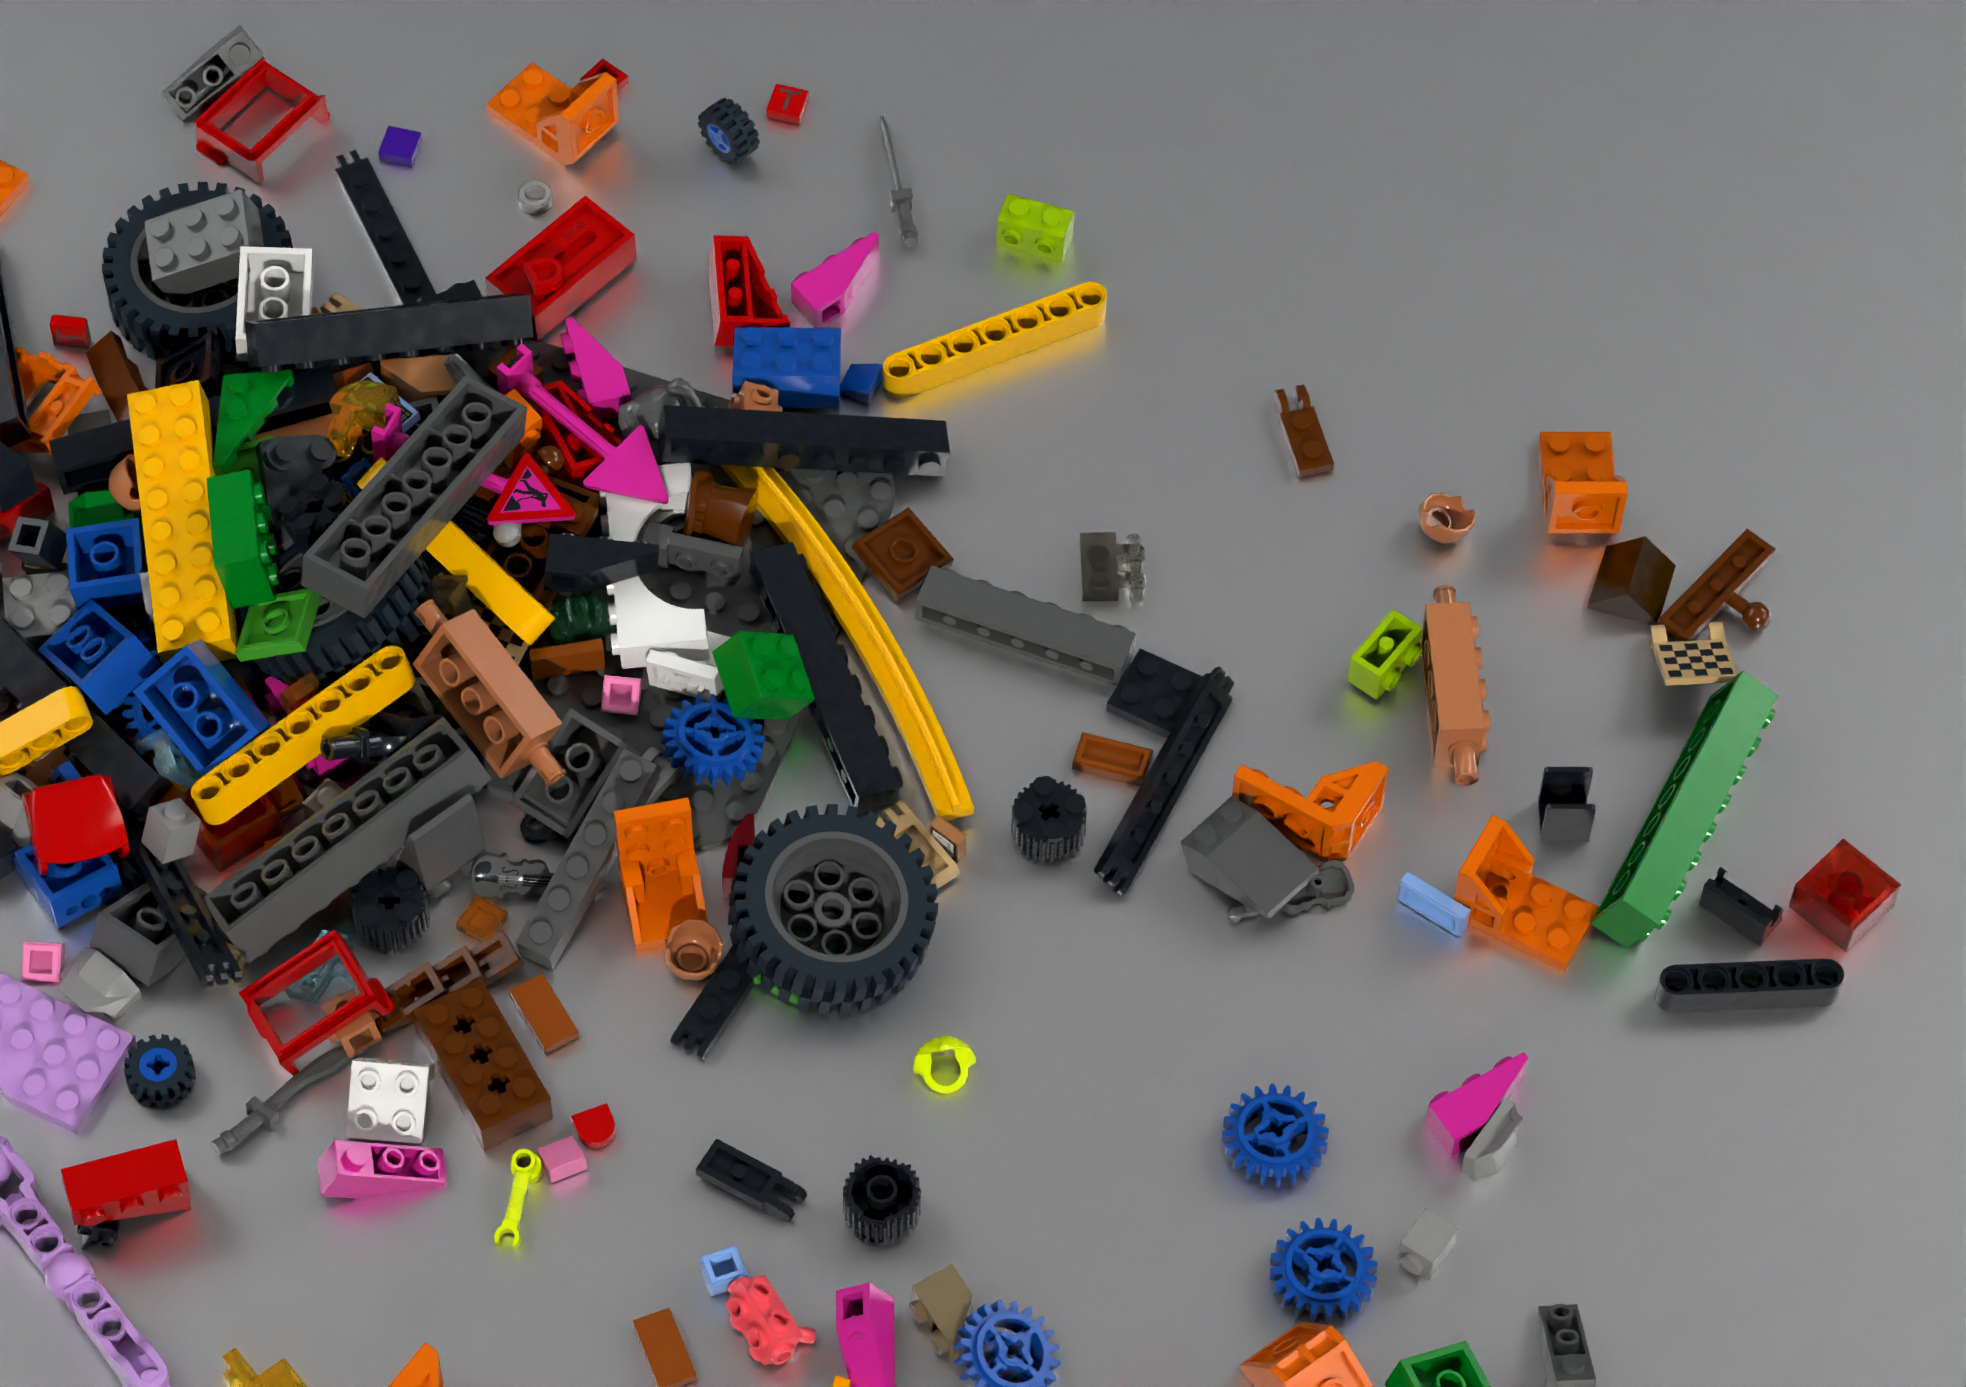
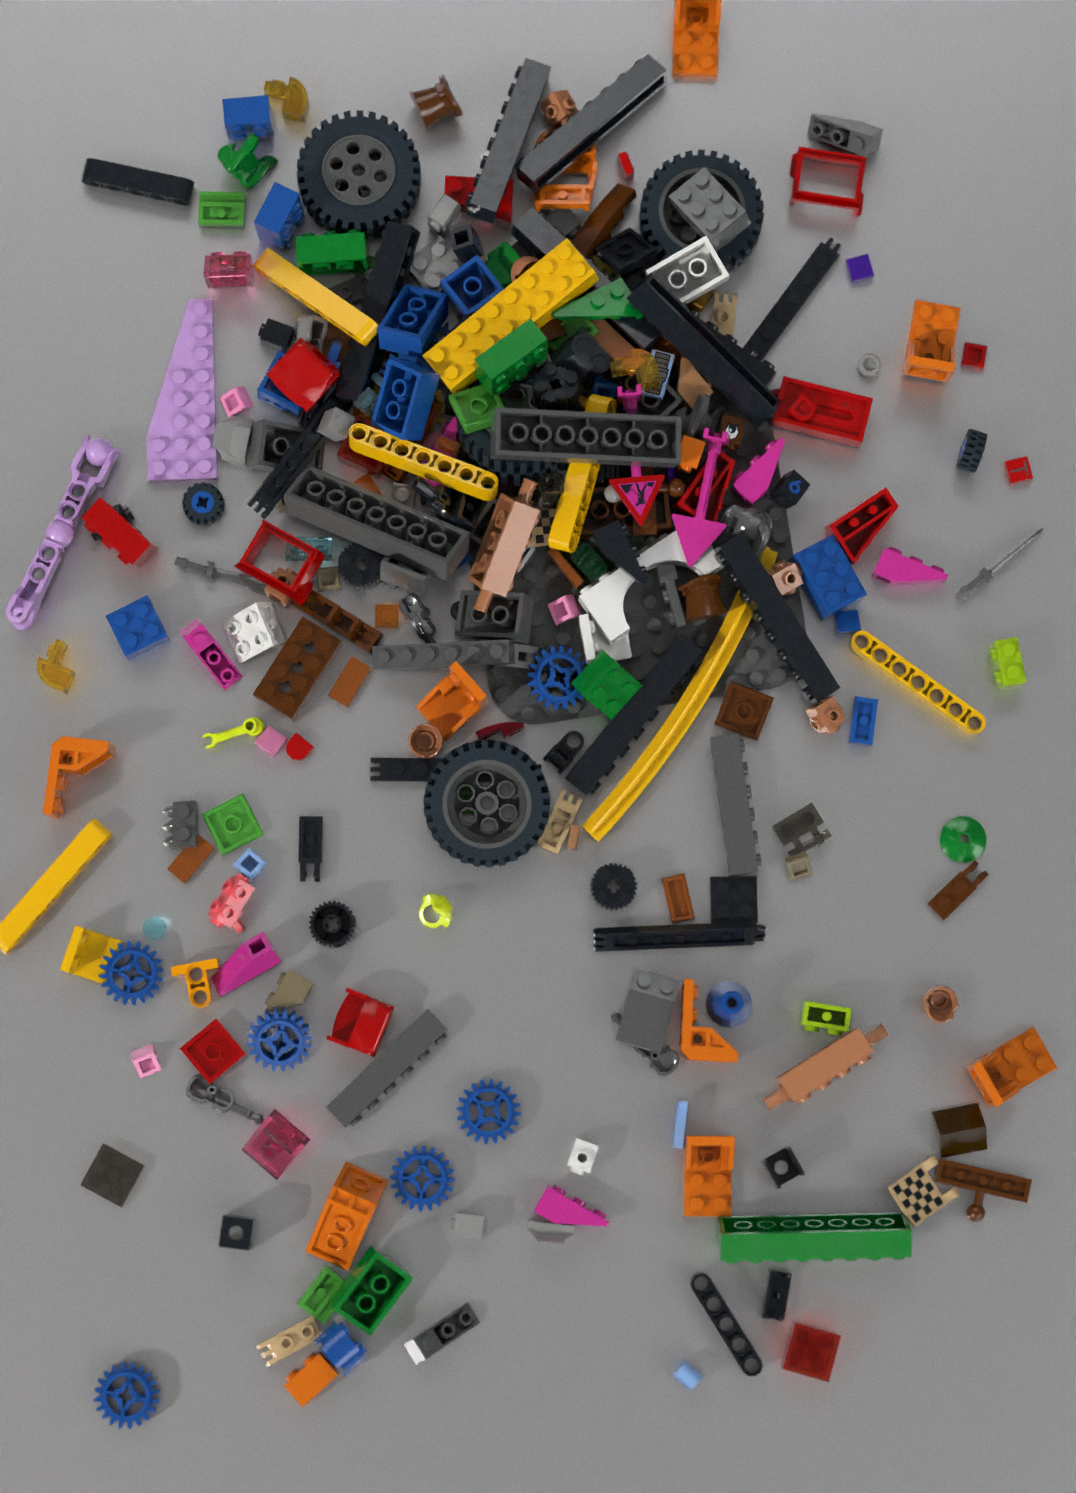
camera: 60 degrees right, 25 degrees up
(279, 1244) = (137, 627): none -> blue brick
(381, 965) = (328, 579): none -> dark tan tile
(609, 1333) = (183, 826): none -> dark grey plate
(639, 353) = (789, 489): none -> black brick
(650, 1270) = (232, 824): none -> bright green tile
(822, 788) = (564, 752): none -> black piece
(972, 458) = (826, 715): none -> nougat brick
(1006, 425) = (863, 721): none -> blue plate
(1046, 1237) = (361, 1022): none -> red piece
(1135, 1237) = (386, 1068): none -> dark grey brick
(1156, 592) = (798, 866): none -> dark tan tile
(1234, 406) = (951, 842): none -> green dish
(1298, 754) = (718, 1007): none -> blue cone
(1408, 1047) = (582, 1156): none -> white brick
(1798, 1071) = (687, 1375): none -> light blue brick

